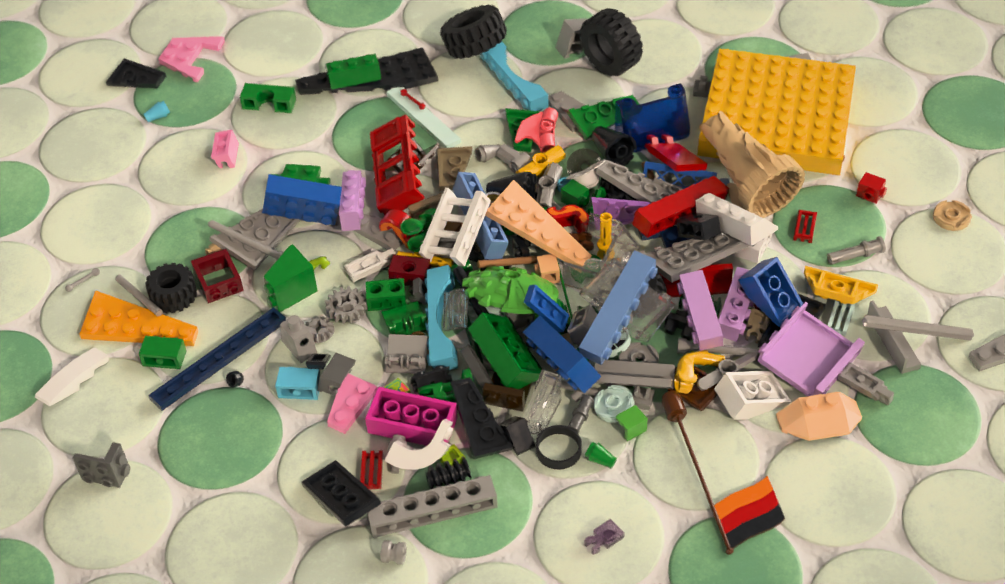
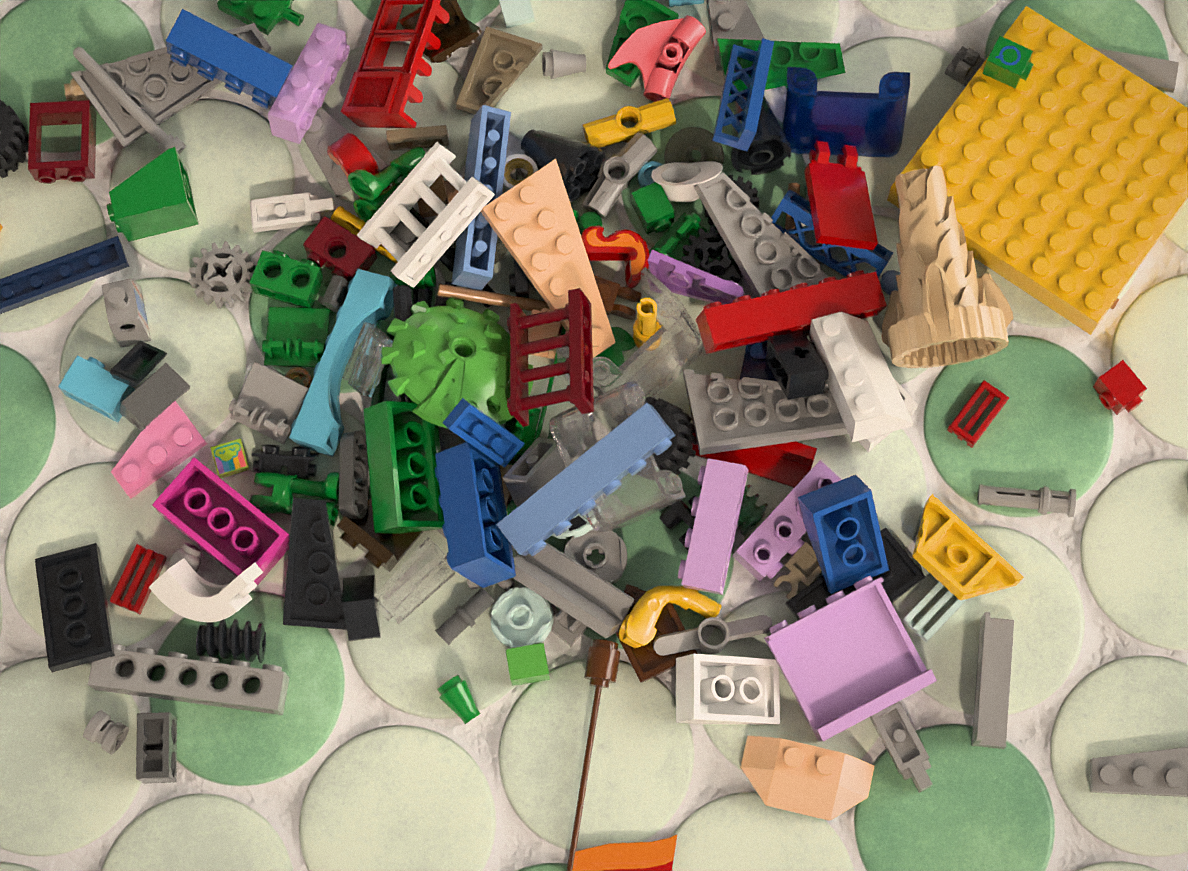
camera: 25 degrees right, 25 degrees up
(234, 379) = (16, 340): black hinge -> none
(322, 261) = (213, 173): lime arm -> none
(325, 332) = (171, 312): light grey gear -> none
(431, 545) = (156, 748): none -> dark grey brick
(452, 453) = (259, 608): lime tile -> none
(513, 158) = (597, 99): light grey piece -> none
(562, 464) = (401, 625): black tyre -> none
(573, 248) = (577, 365): none -> dark red fence
(599, 123) = (754, 95): none -> blue fence
(606, 534) = (403, 832): plate -> none
(685, 346) = (672, 562): light grey piece -> none
(727, 67) = (1008, 62): none -> green brick
(917, 327) = (1030, 690): light grey axle -> none

